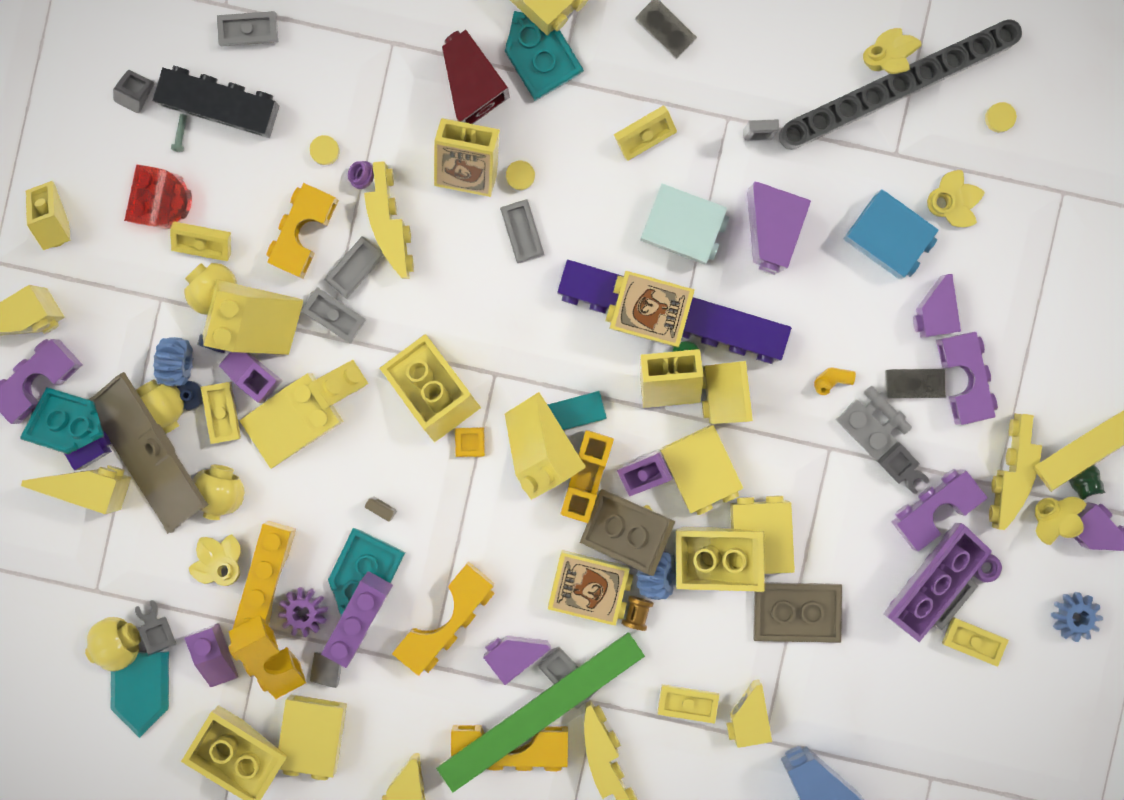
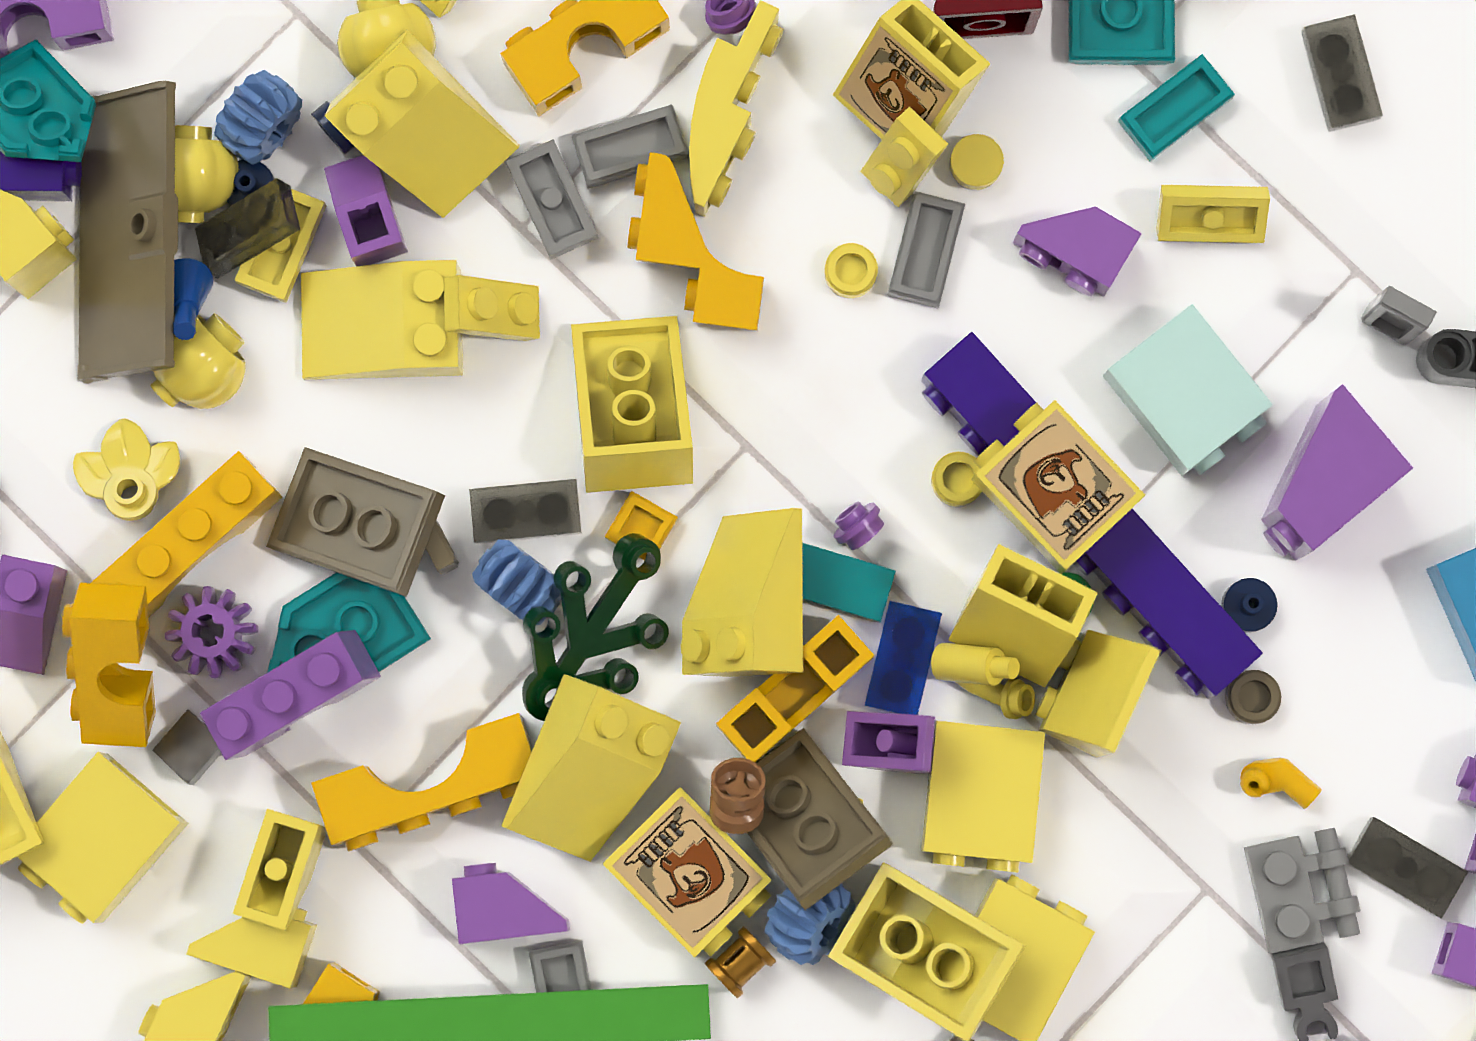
camera: 30 degrees right, 5 degrees down
(192, 460) = (191, 288): none -> blue cone
(201, 416) = (247, 228): none -> clear smoke plate
(337, 521) = (356, 521): none -> dark tan tile
(400, 299) = (671, 237): none -> yellow arch
(402, 701) = (279, 869): none -> light yellow slope
(412, 467) = (525, 511): none -> clear smoke plate
(415, 739) = (259, 949): none -> light yellow slope
(429, 503) = (516, 579): none -> medium blue gear
(477, 507) = (589, 634): none -> dark green plant
(485, 196) = (903, 157): none -> light yellow plate
(493, 262) = (851, 270): none -> light yellow tile
(514, 569) = (588, 768): none -> light yellow slope
(569, 380) = (858, 524): none -> medium lavender plate
(590, 541) = (737, 795): none -> medium nougat wheel
(593, 185) = (1081, 244): none -> medium lavender slope
(598, 92) = (1176, 107): none -> teal tile
(599, 330) = (953, 477): none -> light yellow tile
(627, 430) = (902, 659): none -> clear blue plate
(669, 414) = (980, 673): none -> light yellow plant
(764, 306) = (1236, 604): none -> dark blue tile
(799, 347) = (1253, 697): none -> dark tan tile

